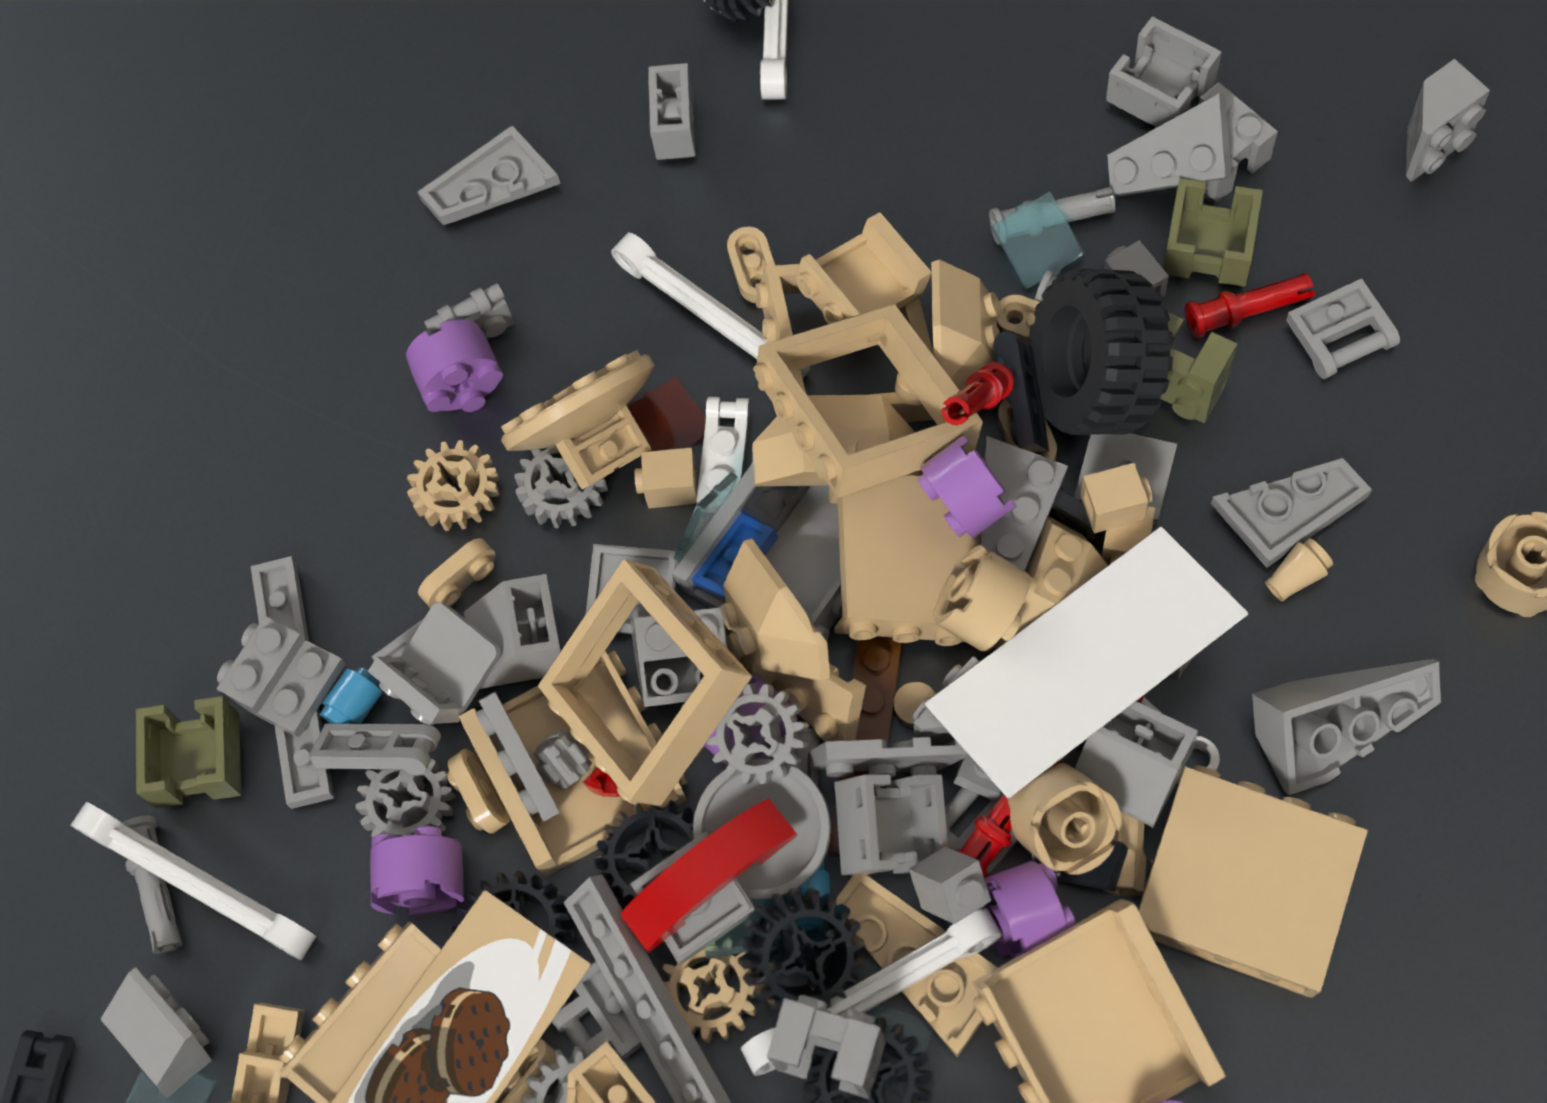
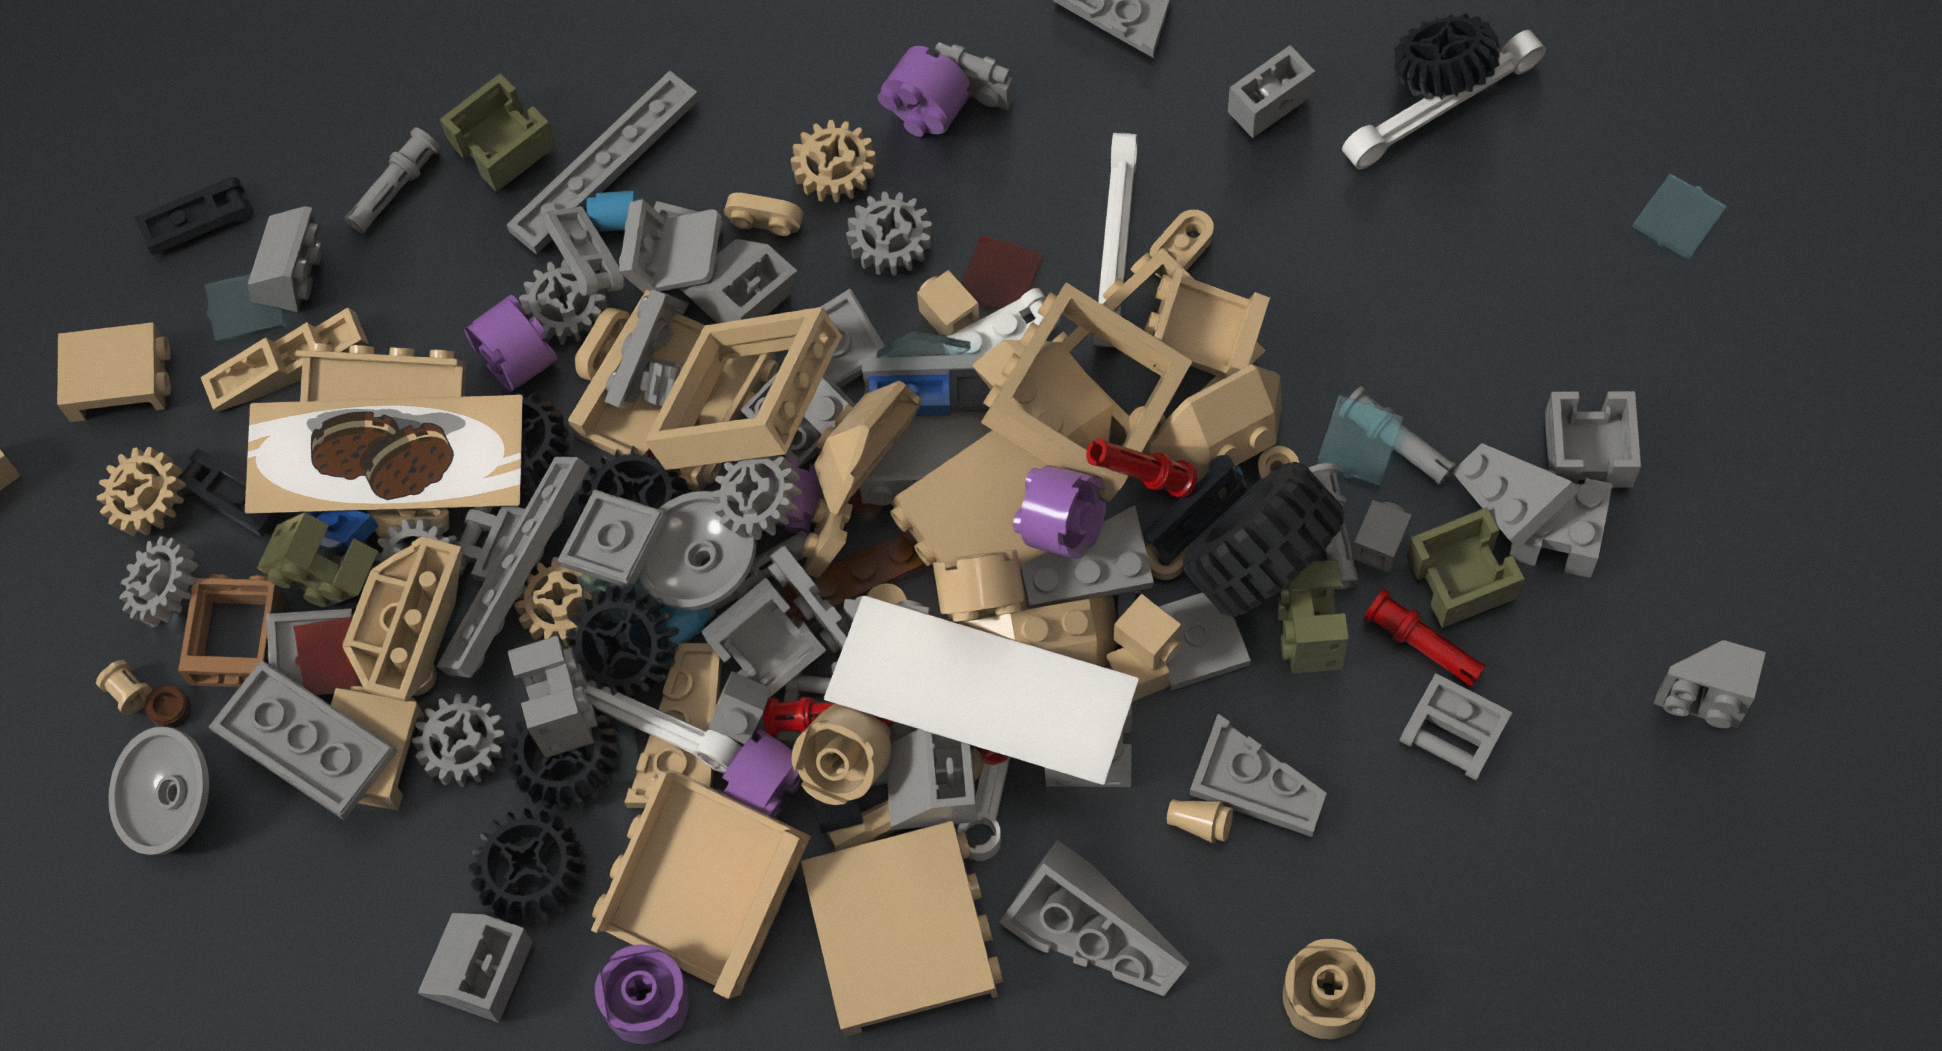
camera: 50 degrees right, 0 degrees up
(193, 881) = (411, 285): white piece -> none
(279, 676) = (594, 149): light grey plate -> none
(588, 421) = (939, 214): tan bracket -> none
(705, 871) = (634, 530): red slope -> none

